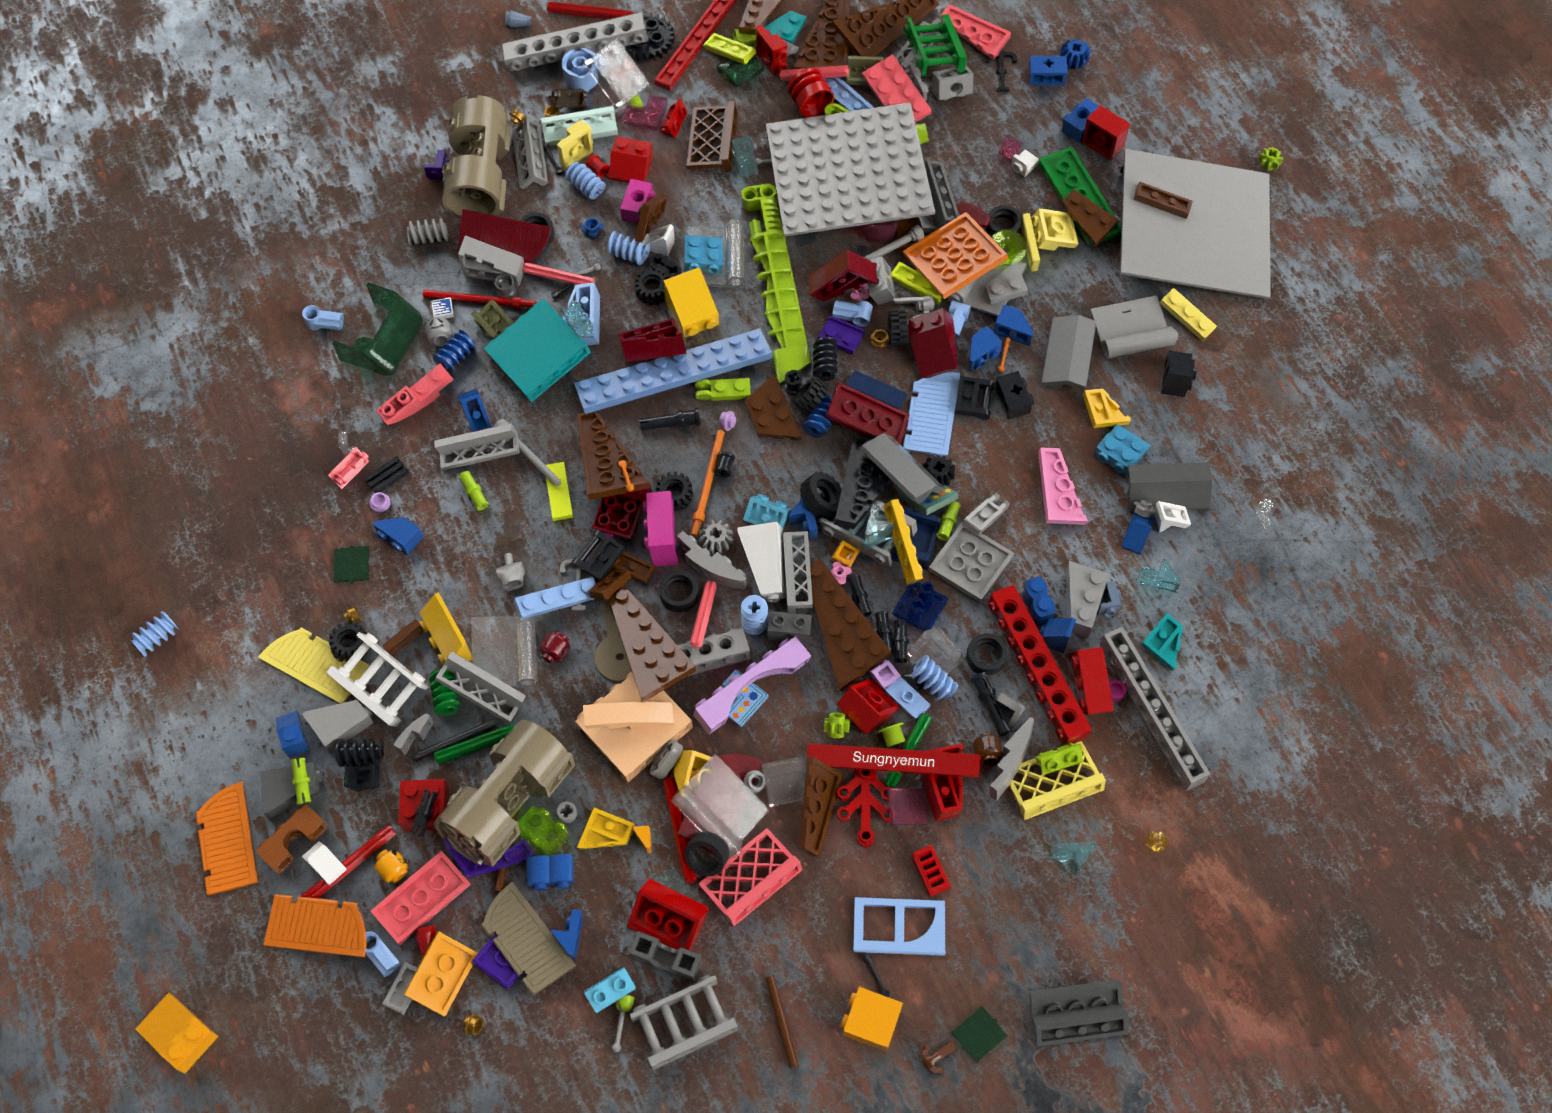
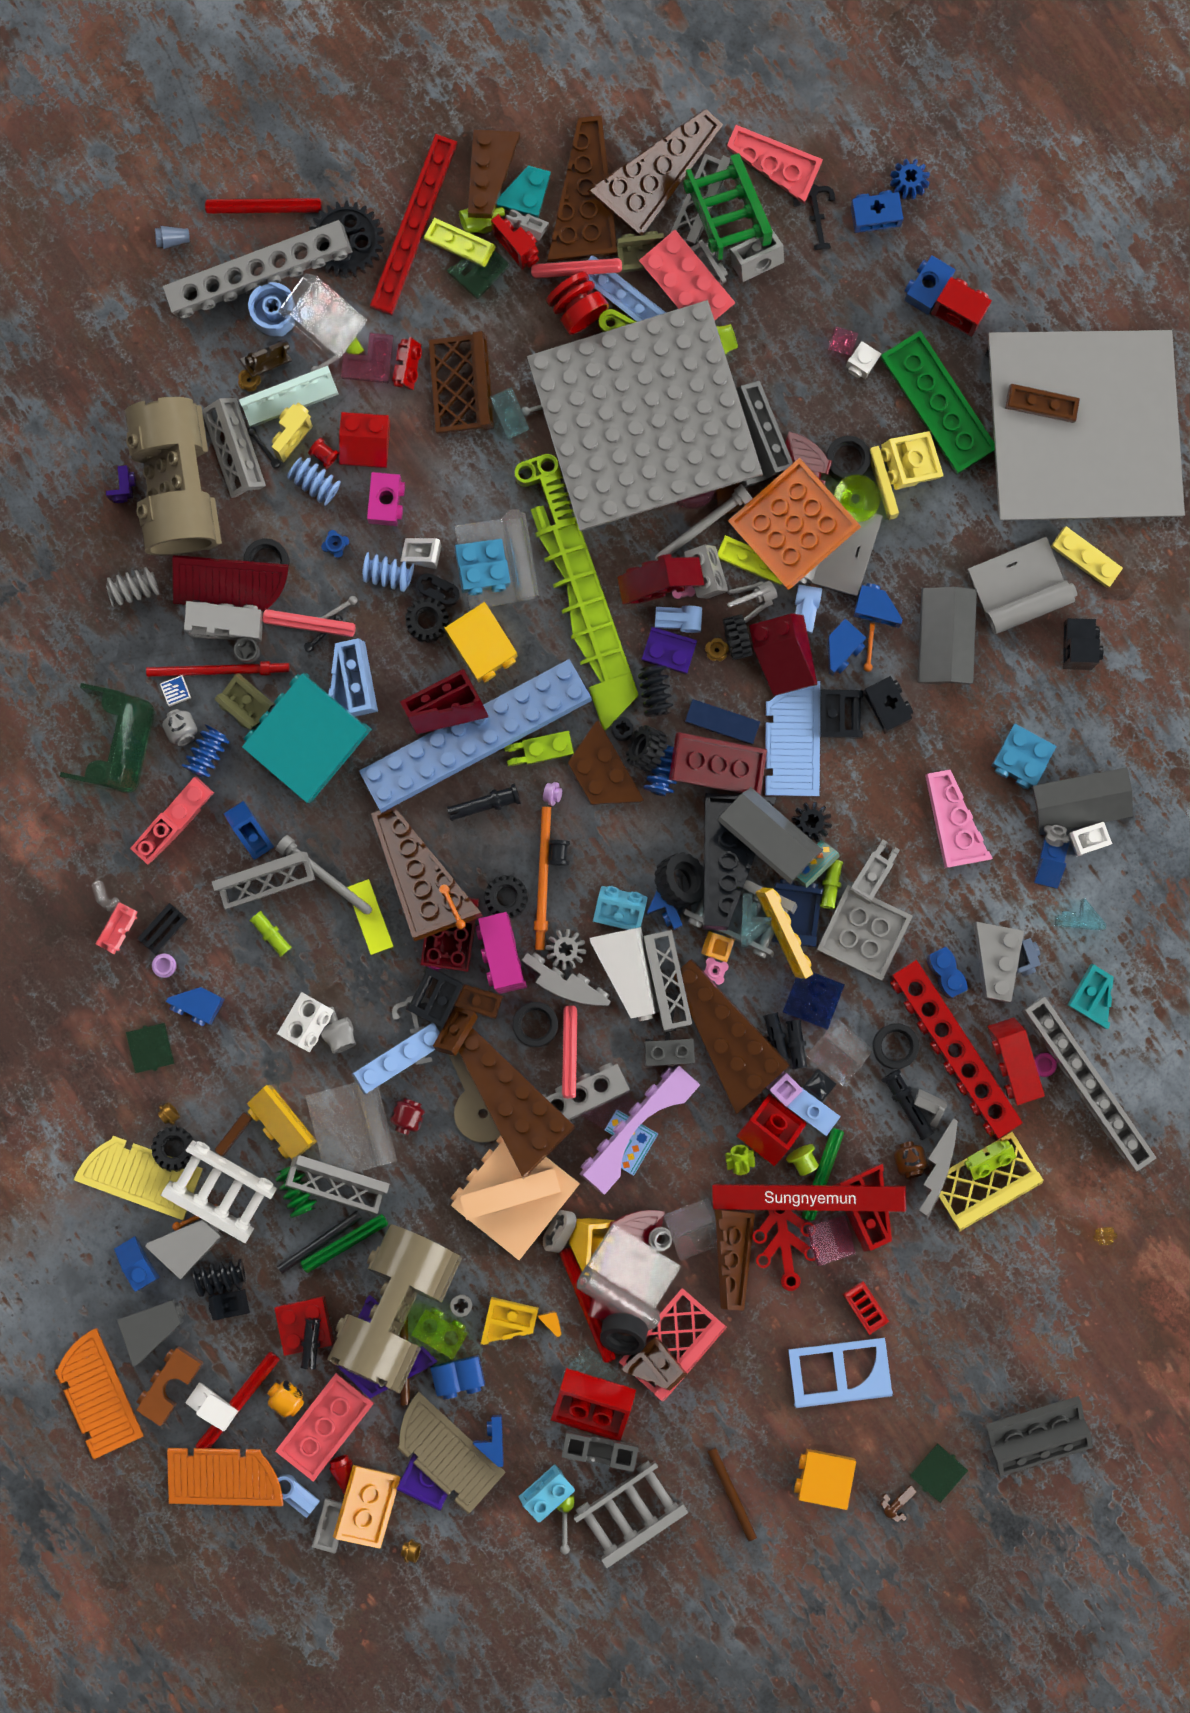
camera: 10 degrees left, 20 degrees up
(176, 1033) = (102, 1610): light orange slope -> none
(301, 781) = (166, 1326): lime pin -> none
(322, 319) = (36, 732): light blue piece -> none
(417, 729) = (278, 1240): light grey slope -> none
(485, 558) = (301, 1020): none -> white brick
(517, 117) = (208, 402): pearl gold plate -> none
(578, 321) = (351, 703): clear light blue hinge -> none
(650, 214) = (407, 524): reddish brown wing -> none
(730, 887) = (656, 1366): none -> wing
(754, 615) = (634, 1039): light blue piece -> none
(858, 595) = (742, 995): black pin -> none
(867, 959) = (835, 1447): black hinge -> none
(934, 678) = (841, 1090): light blue piece -> none
(1006, 285) = (862, 553): light grey wing -> none
(1057, 633) = (972, 1011): blue slope -> none
(1079, 851) = (1023, 1262): clear light blue slope -> none
(1092, 219) = (954, 437): reddish brown wing -> none
(1103, 409) = (996, 707): yellow wing -> none
(1270, 159) = (1169, 303): lime gear -> none

